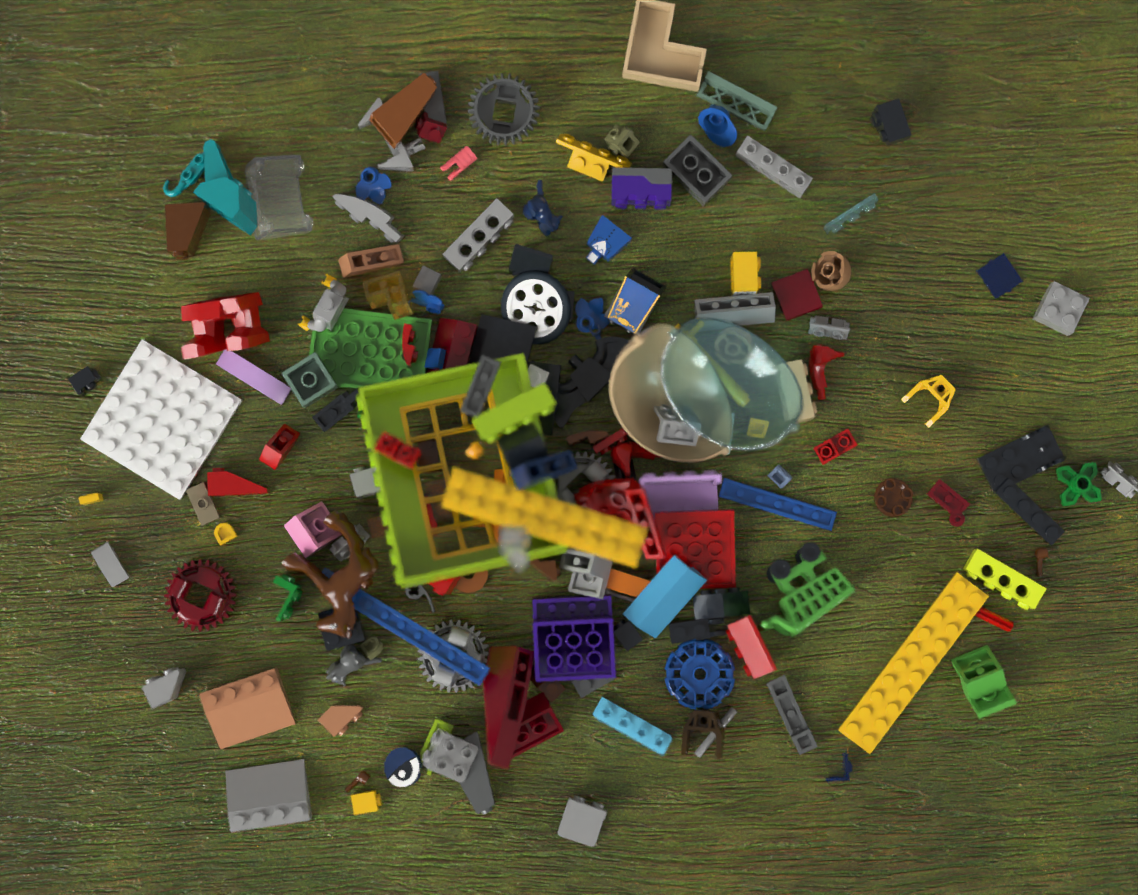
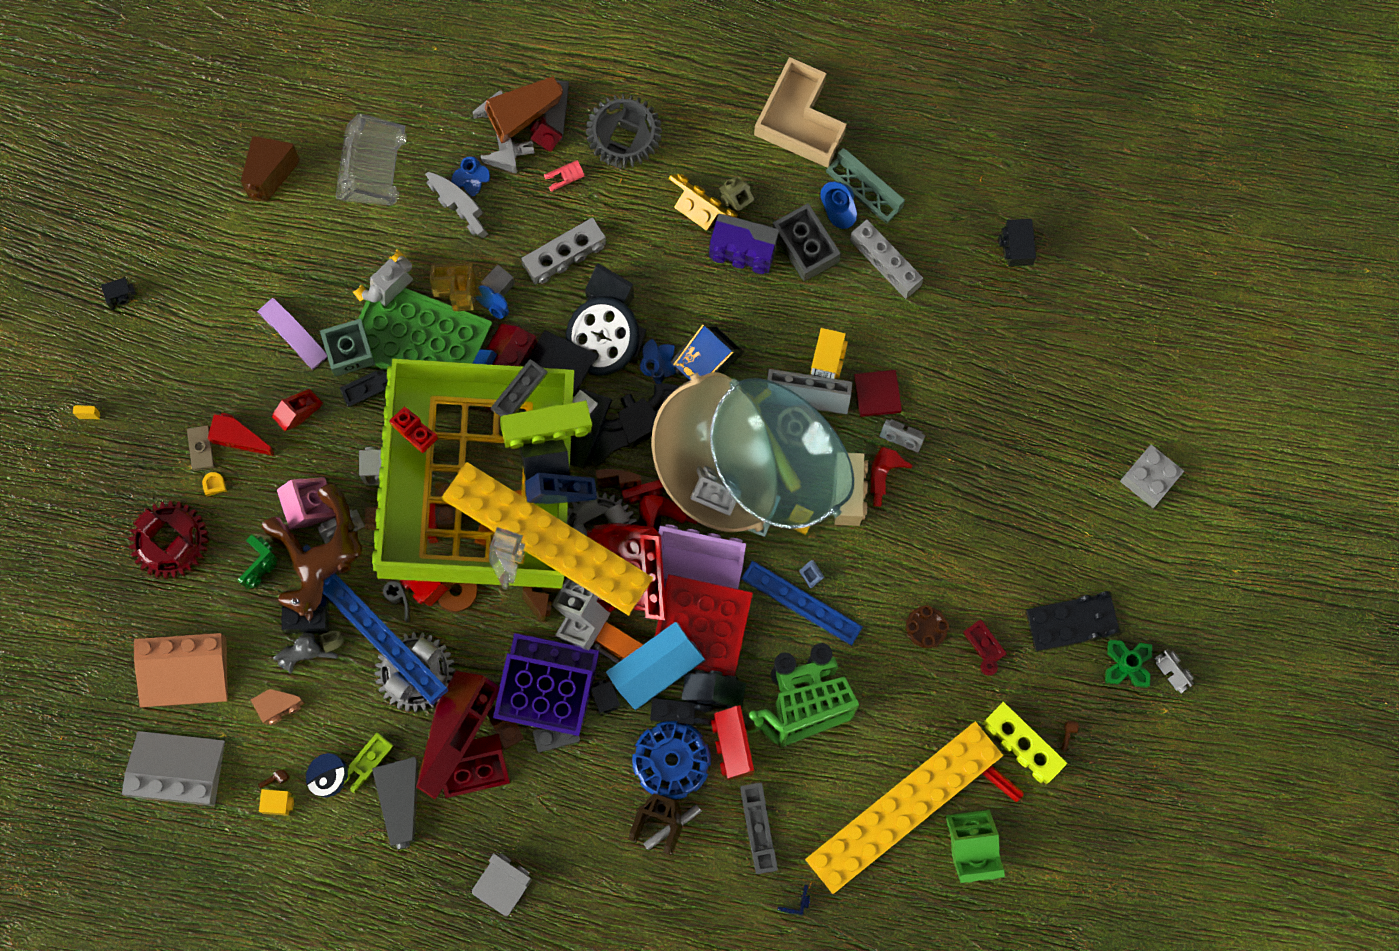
camera: 10 degrees right, 10 degrees down
(109, 564) = (84, 484): light grey slope -> none
(161, 419) = (184, 352): white plate -> none
(164, 689) = (100, 624): light grey slope -> none
(208, 324) = (261, 266): red piece -> none
(220, 189) = (312, 138): teal slope -> none
(370, 260) = (445, 247): nougat slope -> none
(409, 351) = (459, 345): red slope -> none
(429, 453) = (448, 455): reddish brown plate -> none
(449, 755) = (379, 774): light grey bracket -> none
(475, 450) = (494, 451): light orange hinge -> none
(539, 210) = (633, 241): dark blue animal -> none
(606, 241) = (694, 289): blue torso -> none
(632, 726) = (583, 792): medium azure fence -> none
(831, 271) = (919, 376): medium nougat cylinder -> none
(835, 446) = (878, 558): red slope -> none
(851, 215) = (954, 326): clear light blue plate -> none
(943, 397) = (996, 519): yellow piece -> none
(999, 276) = (1095, 428): clear blue piece -> none
(1029, 511) = (1068, 678): black plate -> none

